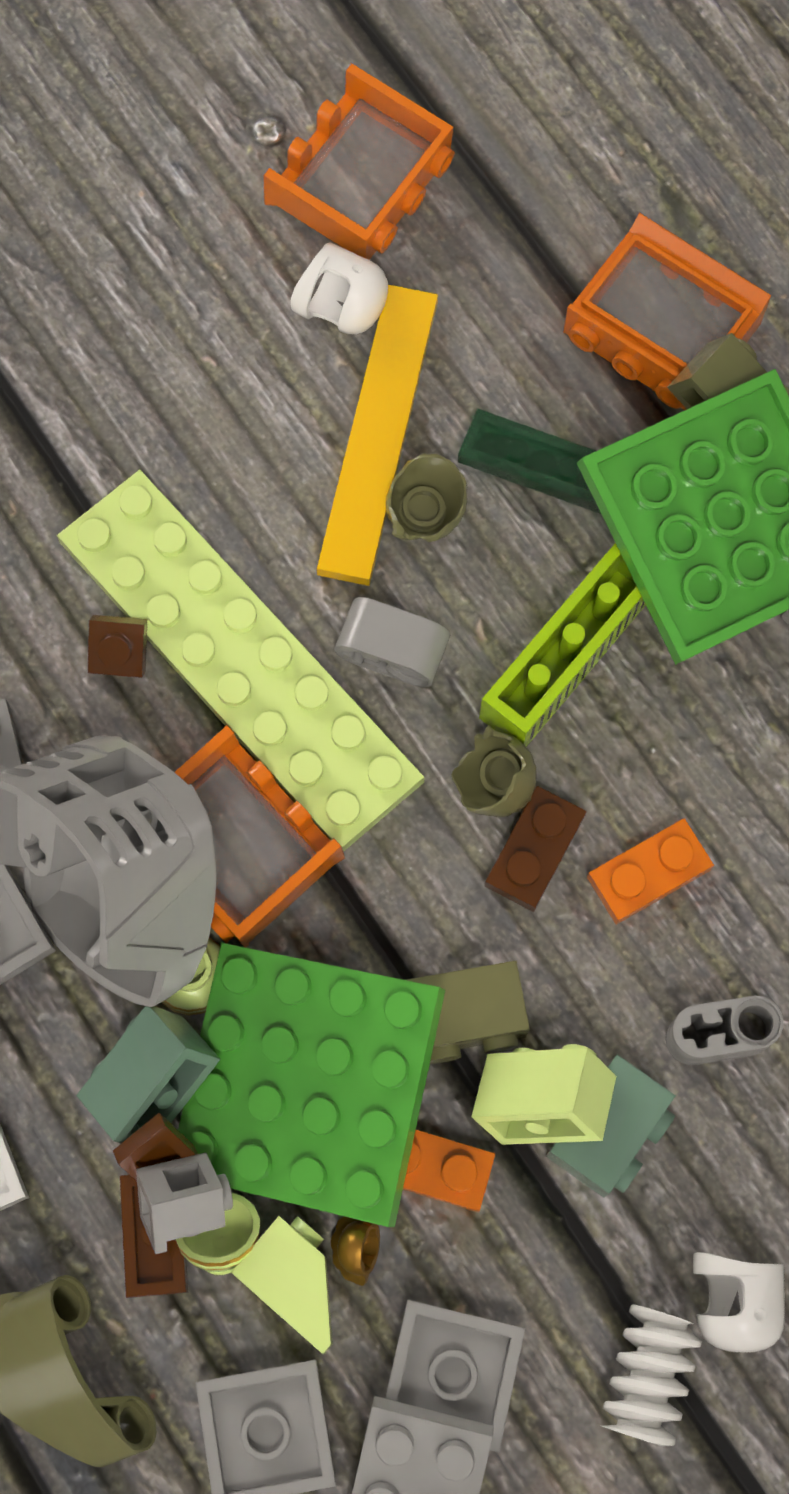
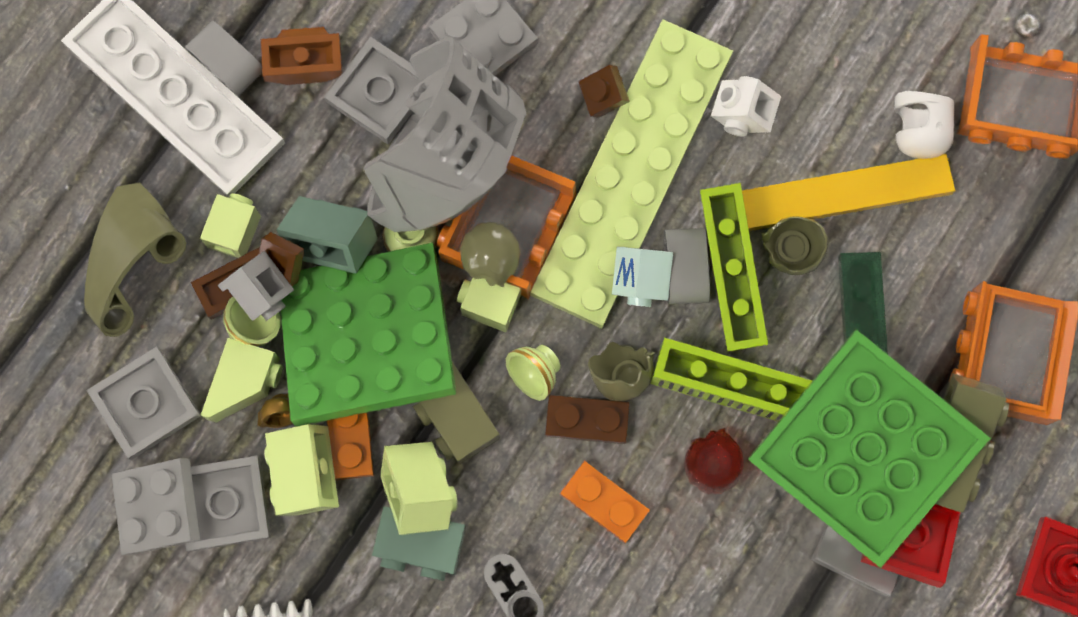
camera: 65 degrees right, 5 degrees up
(70, 1208) = (231, 225): none -> yellowish green brick
(221, 482) = (745, 106): none -> white brick
(274, 870) = (490, 253): none -> olive hair
(330, 904) = (488, 303): none -> yellowish green brick
(383, 697) = (642, 275): none -> light aqua brick
(427, 581) = (734, 267): none -> lime brick
(447, 886) = (533, 370): none -> yellowish green piece
(454, 1247) = (301, 470): none -> yellowish green brick
(658, 712) = (714, 462): none -> clear red hair

